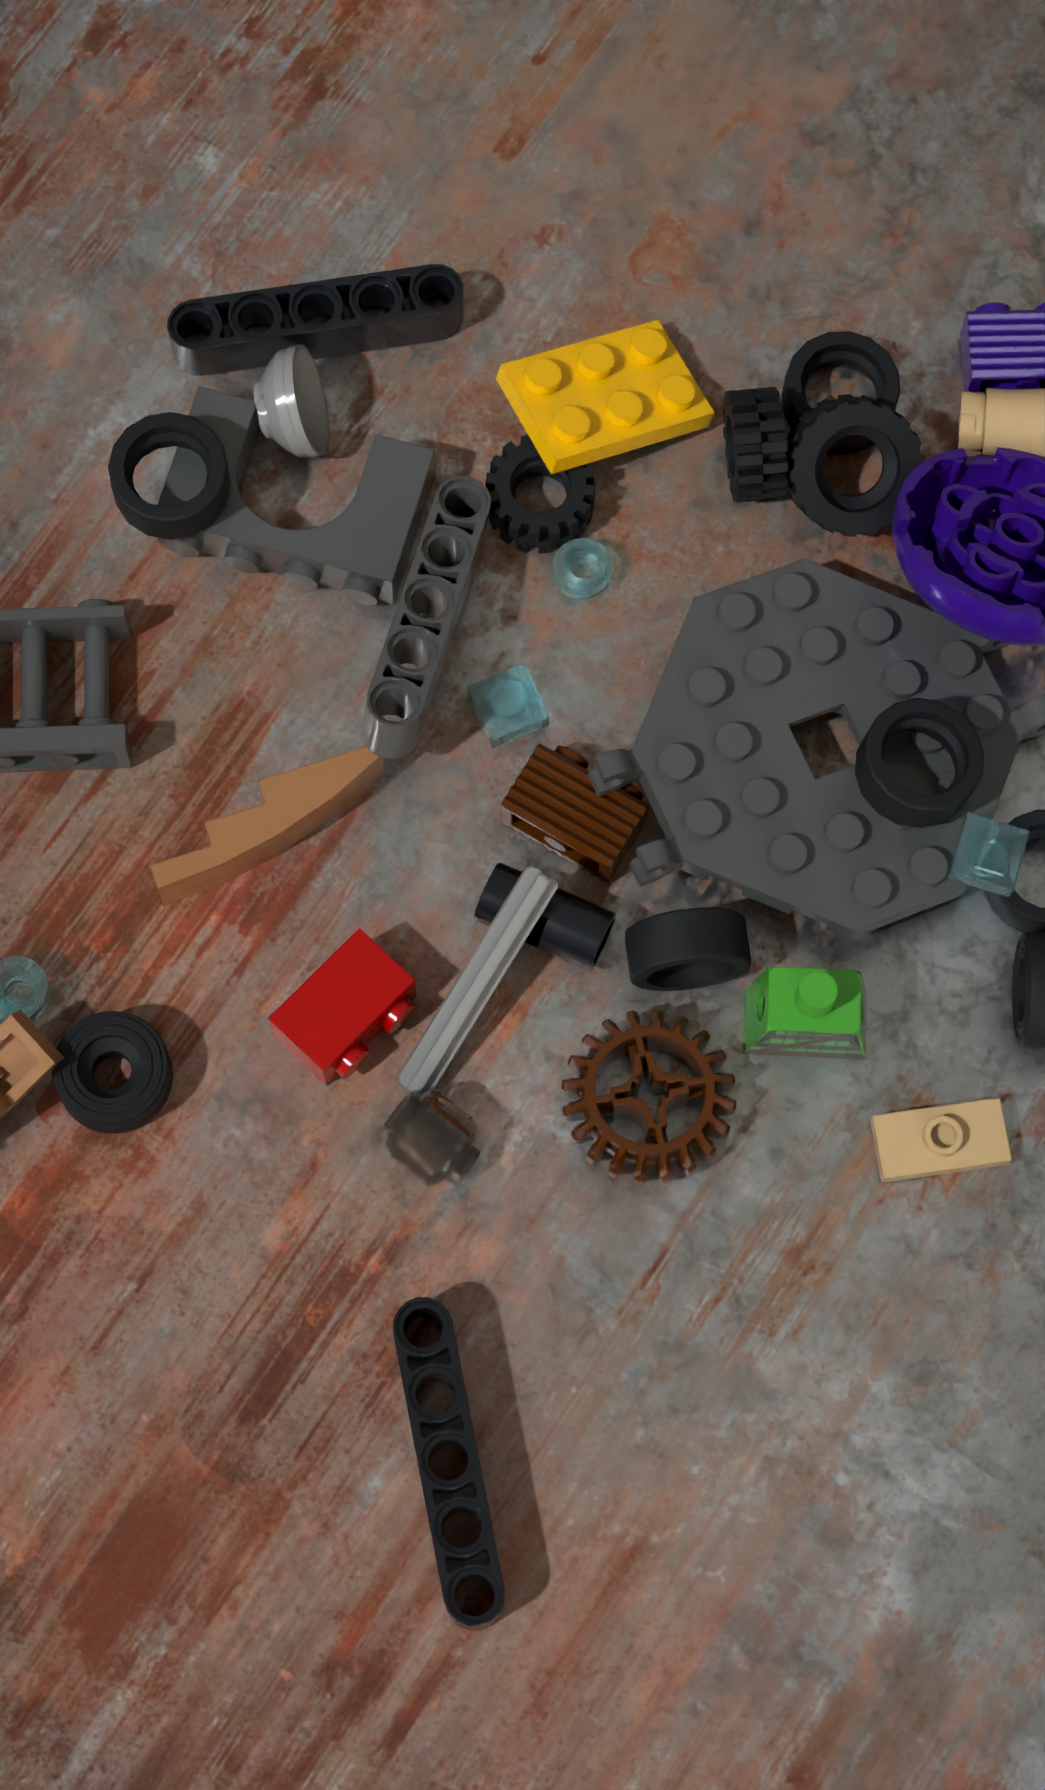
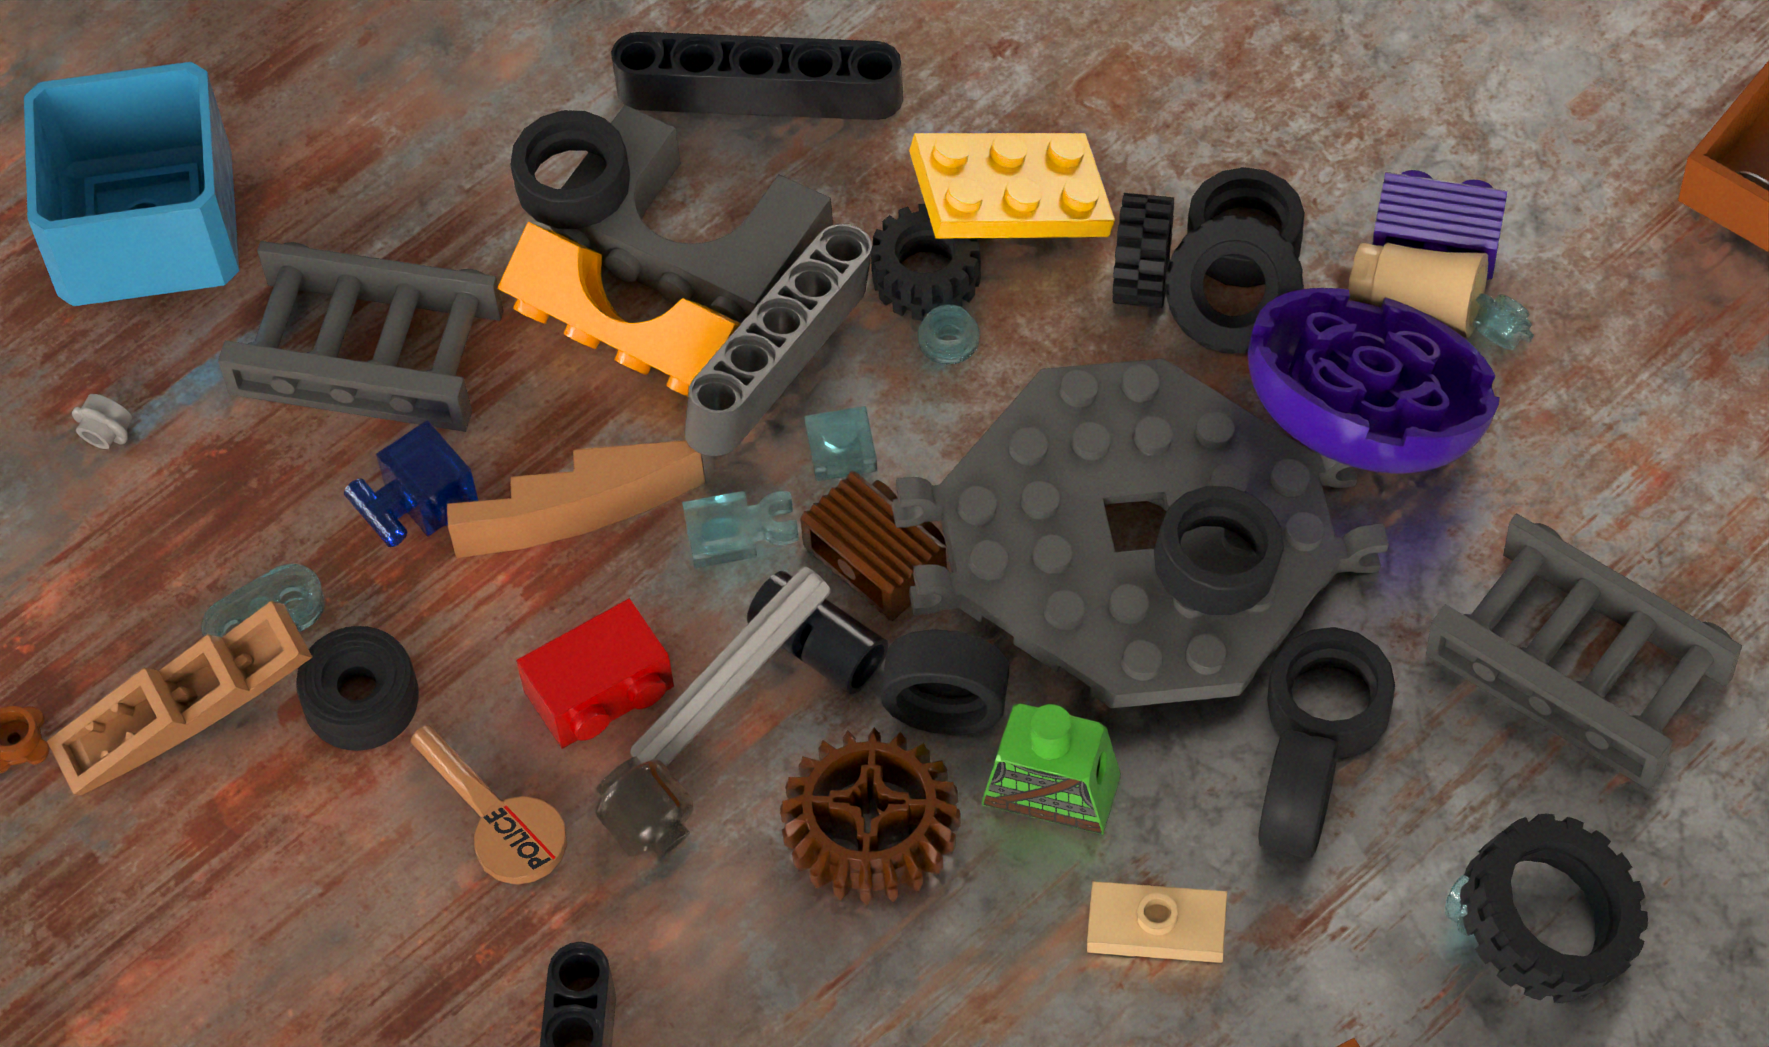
camera: 20 degrees right, 15 degrees down
(111, 838) = (419, 479): none -> clear blue brick
(187, 593) = (565, 281): none -> light orange arch
(293, 403) = (712, 136): light grey piece -> none
(313, 1191) = (515, 837): none -> medium nougat piece
(426, 824) = (726, 527): none -> clear light blue plate
(988, 854) = (1268, 650): clear light blue plate -> none

